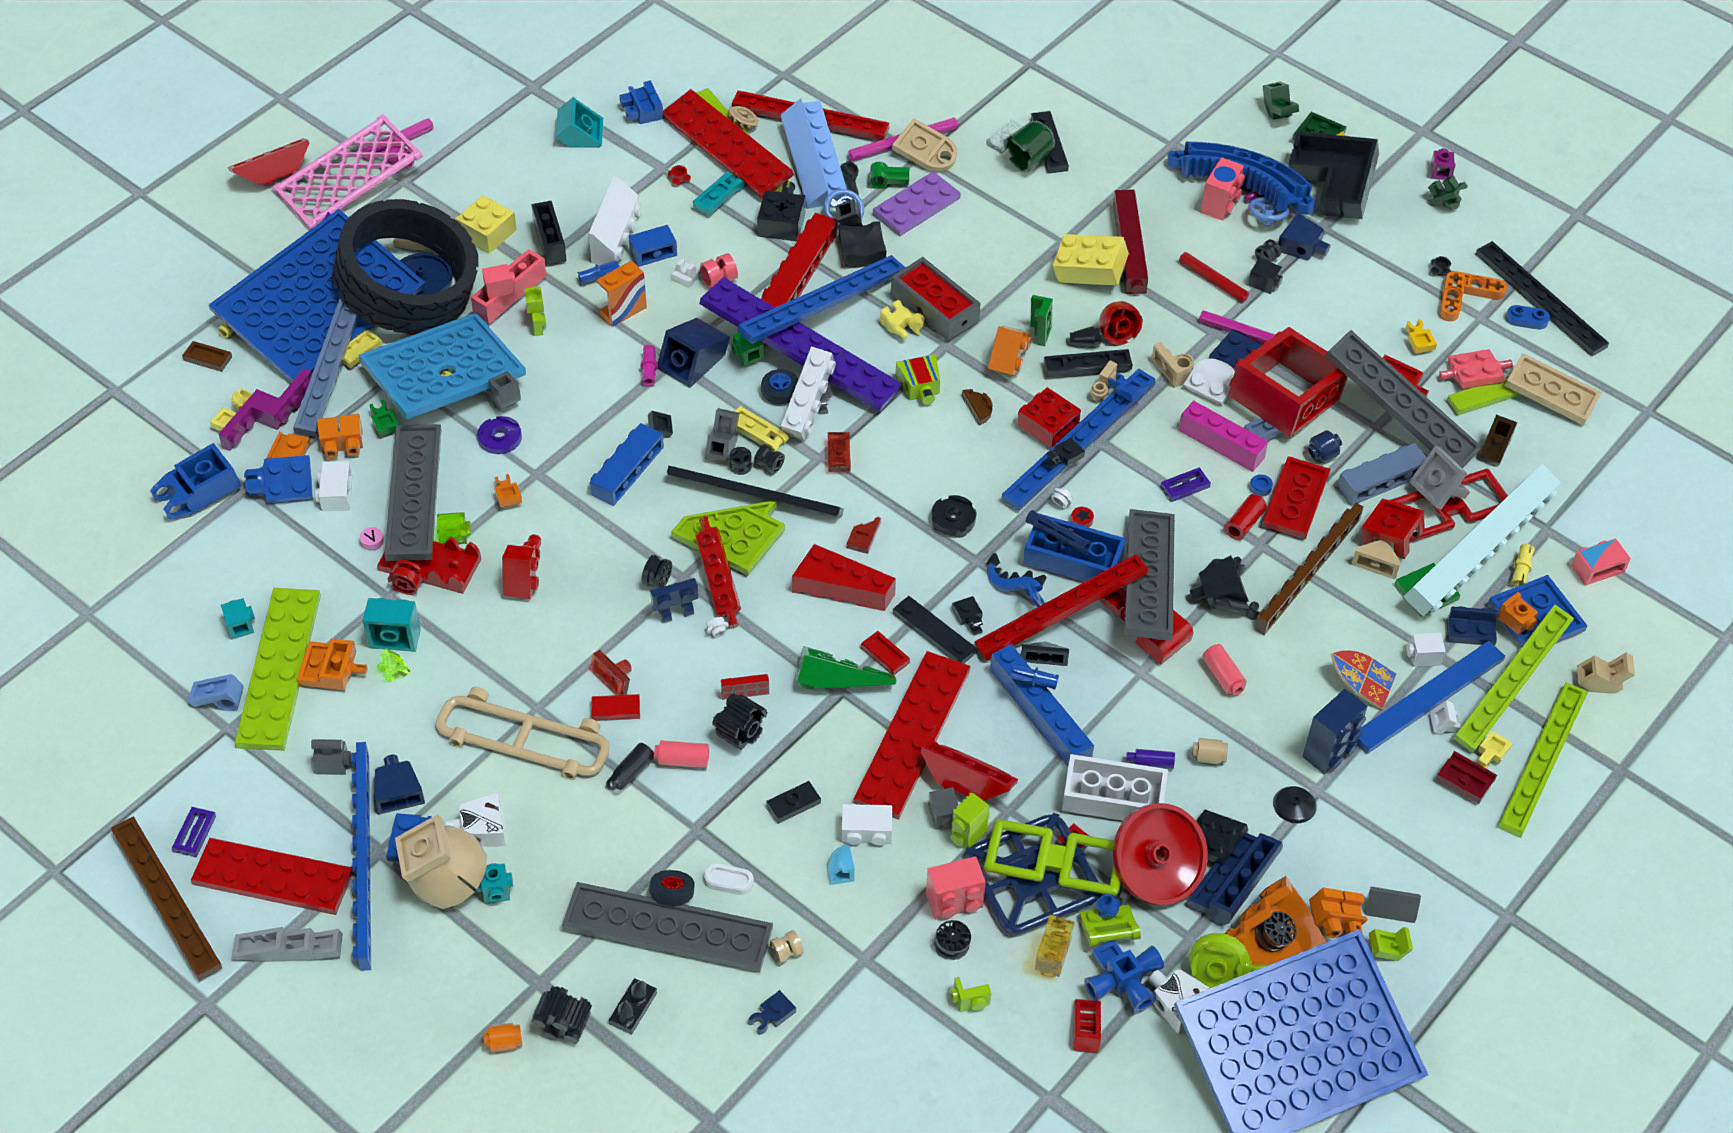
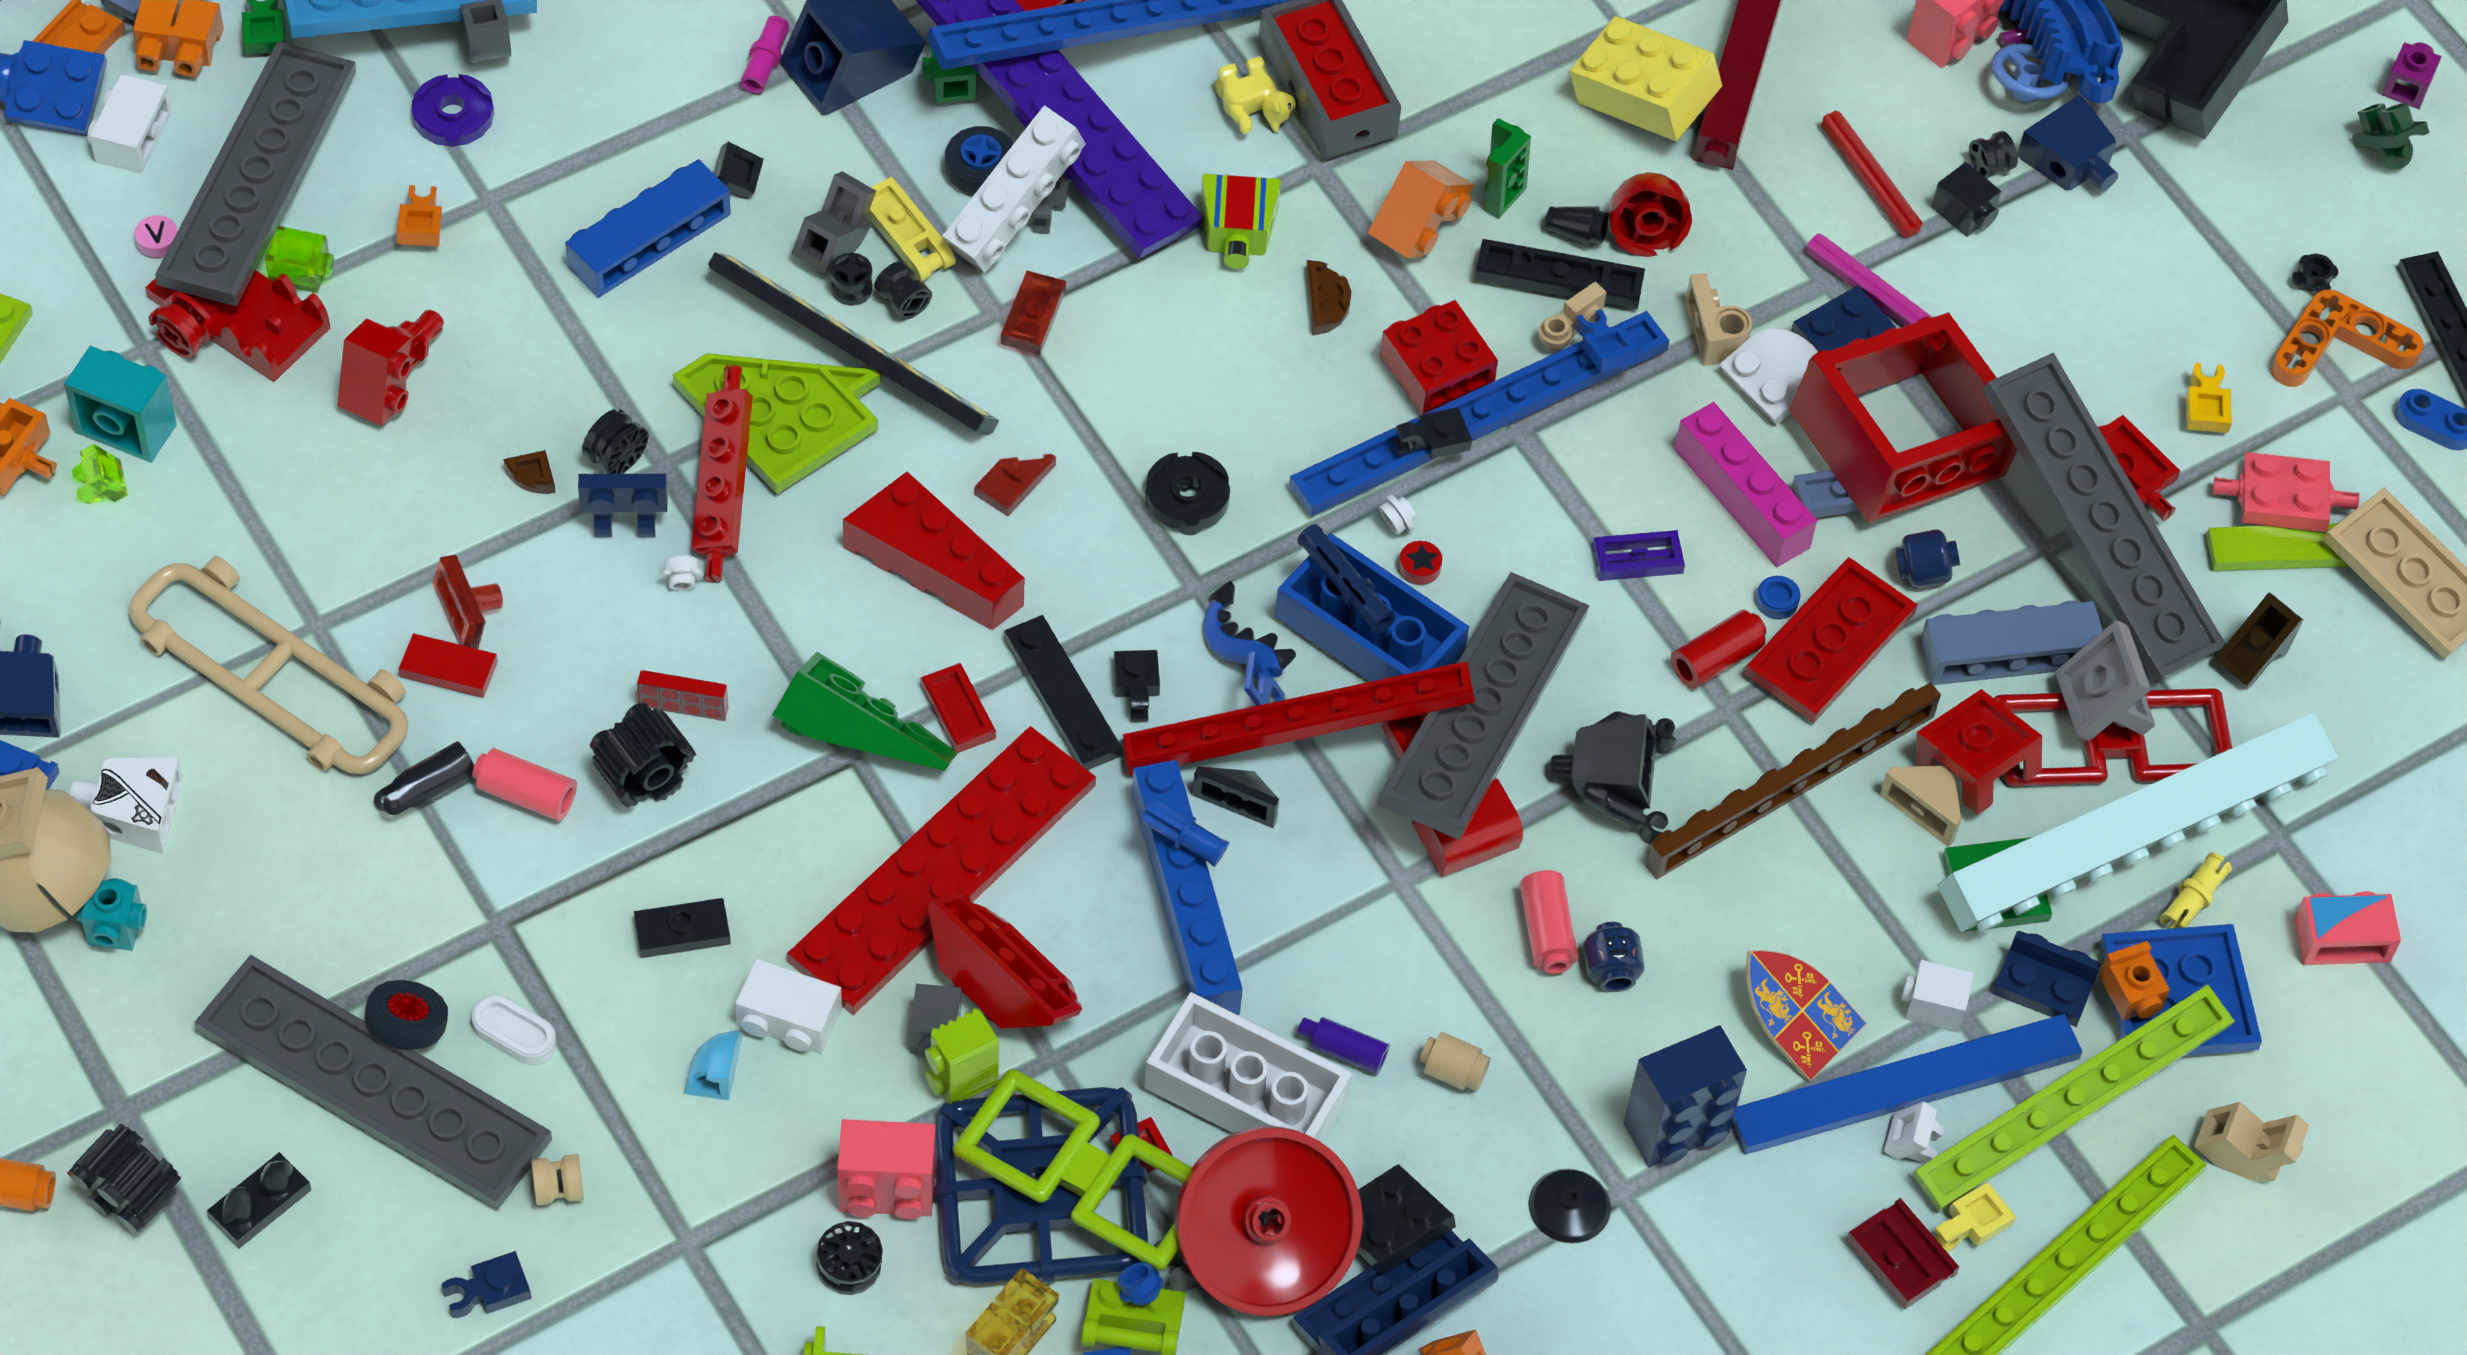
camera: 15 degrees right, 5 degrees up
(617, 600) = (531, 472): none -> reddish brown tile
(1263, 677) = (1613, 957): none -> dark blue head

